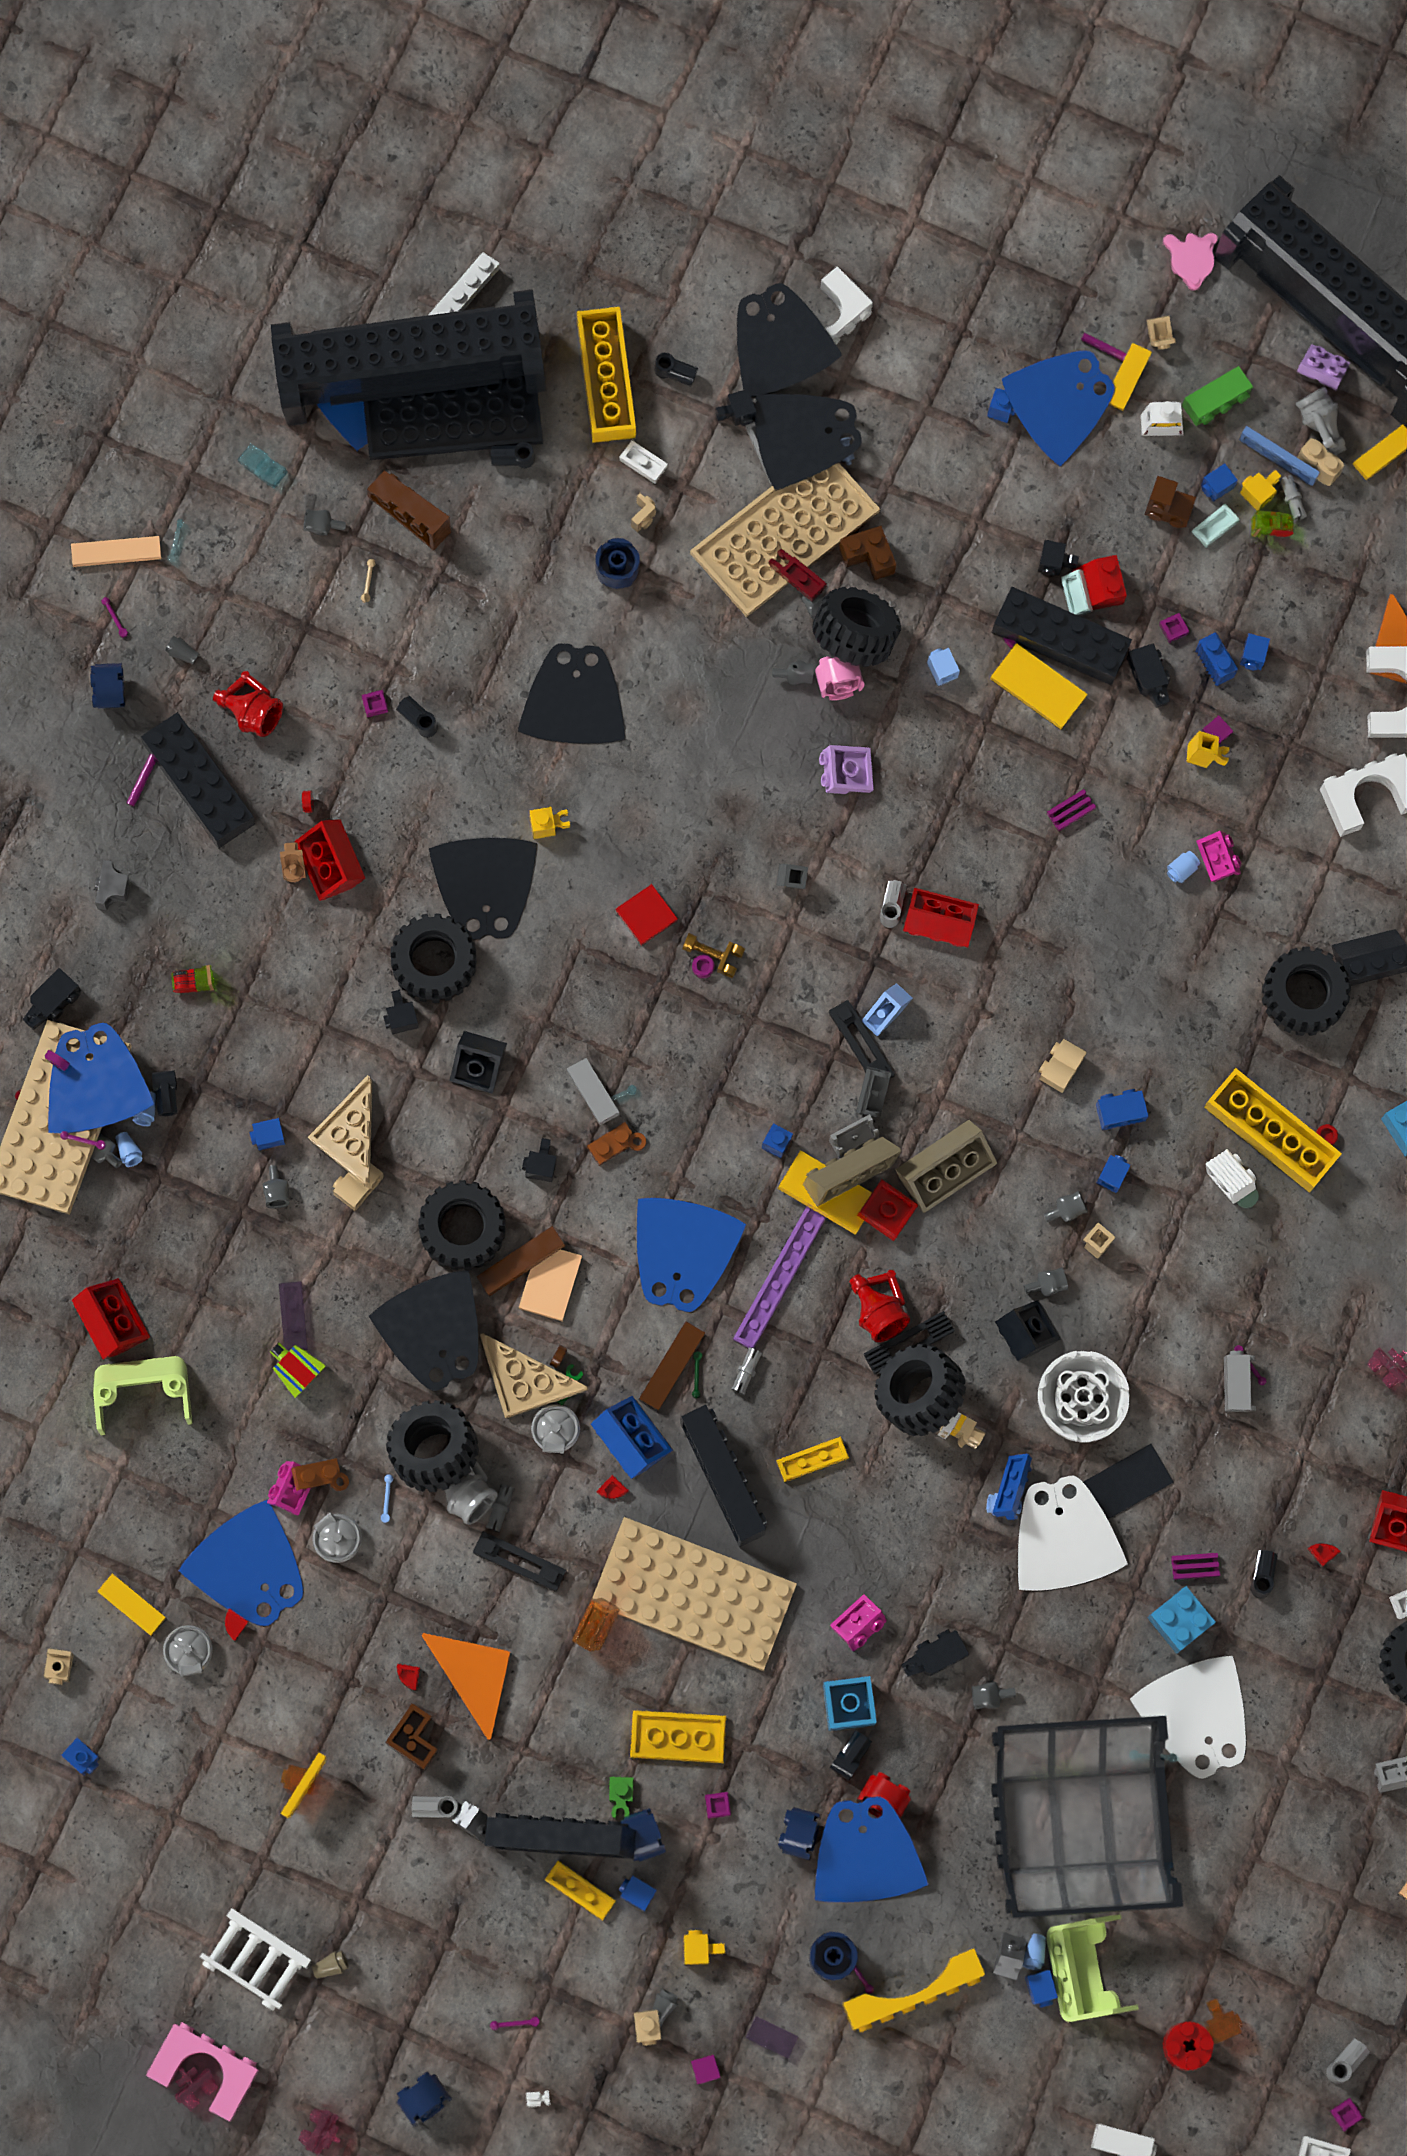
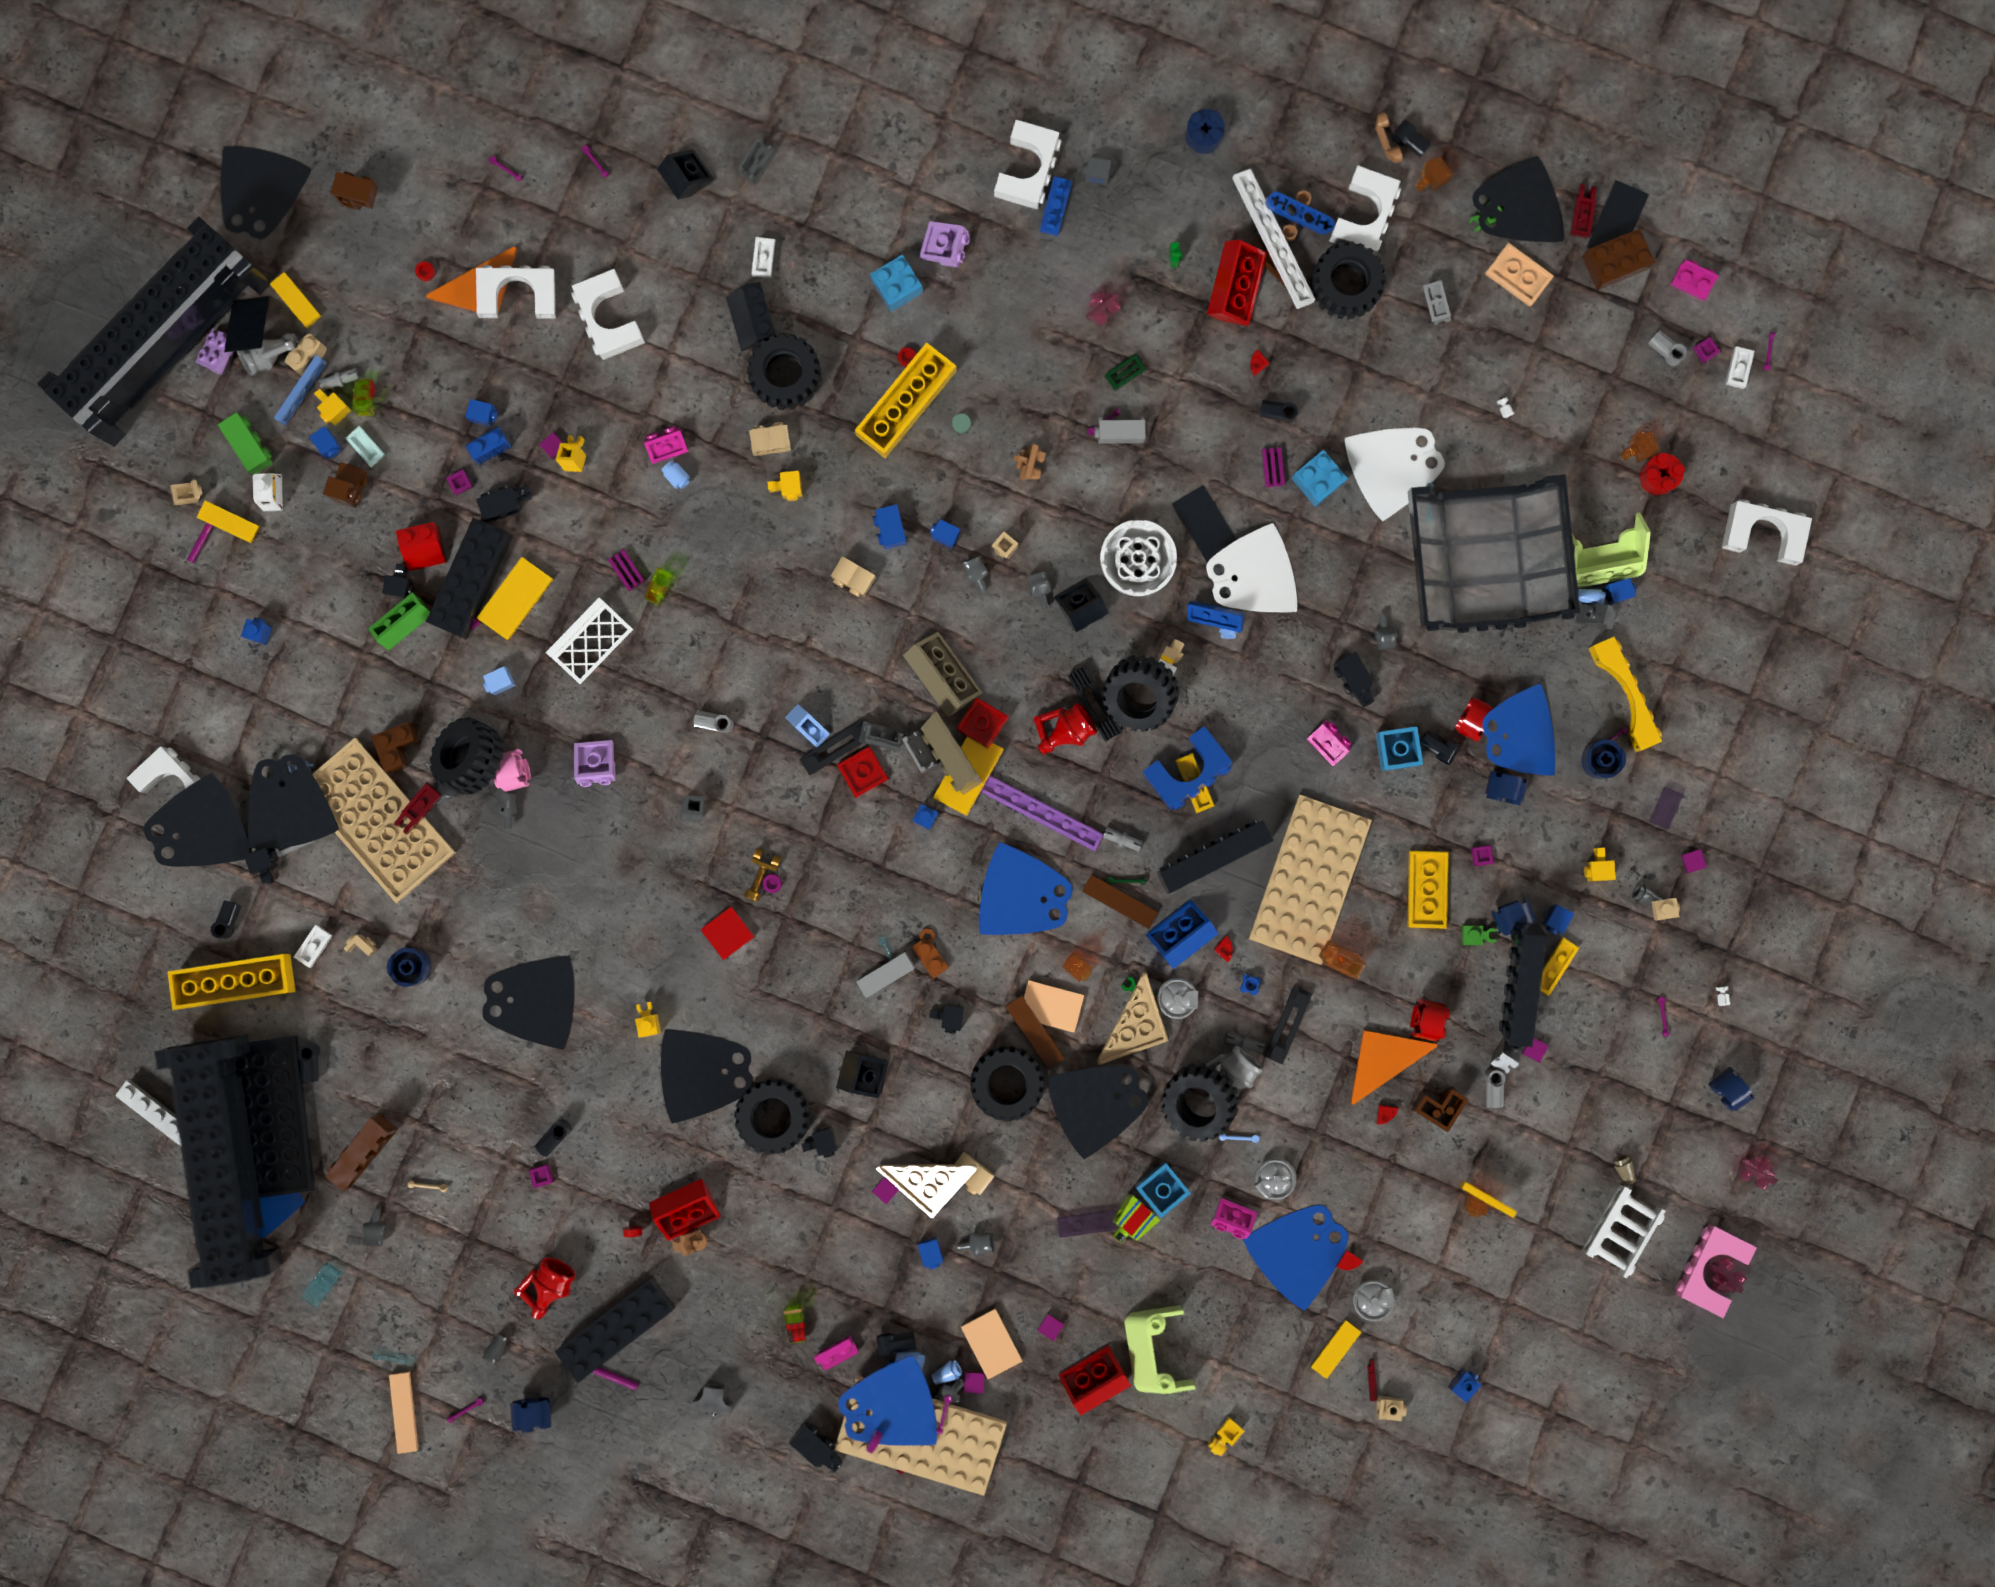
camera: 85 degrees left, 10 degrees up
(40, 1474) = (1229, 1433): none -> yellow plate
(91, 1647) = (1372, 1380): none -> dark red wheel
(115, 1181) = (974, 1382): none -> magenta tile
(157, 1025) = (836, 1353): none -> dark pink bracket
(159, 1202) = (991, 1343): none -> light nougat tile
(174, 1270) = (1050, 1327): none -> magenta tile
(318, 1475) = (1223, 1196): dark orange hinge -> none
(330, 1402) = (1162, 1189): none -> dark azure brick
(341, 1085) = (885, 1190): none -> magenta tile
(479, 1860) = (1535, 1052): none -> magenta tile
(520, 1727) = (1429, 1020): none -> red brick
(558, 1356) = (1115, 997): reddish brown tile -> none
(568, 1511) = (1245, 985): none -> blue plate
(595, 1312) = (1077, 967): none -> clear orange brick
(831, 1072) = (862, 772): none -> red tile
(833, 1479) = (1175, 792): none -> blue arch
(941, 917) = (725, 680): red slope -> none
(1006, 758) = (577, 628): none -> white fence
(1012, 559) = (400, 621): none -> bright green brick
(1052, 846) = (659, 586): none -> clear neon green leg
(1053, 407) = (257, 586): blue piece -> none
(1077, 593) = (430, 565): light aqua tile -> none
(1171, 995) = (789, 485): none -> yellow brick
(1192, 258) = (115, 466): bright pink tile -> none
(1208, 1277) = (1026, 461): none -> medium nougat hips
(1225, 974) = (770, 439): none -> tan brick
(1231, 1176) = (946, 435): white brick -> none
(1268, 1856) = (1506, 409): none -> white piece
(1292, 1380) = (1112, 381): none -> dark green tile
(1353, 398) = (246, 324): none -> black piece

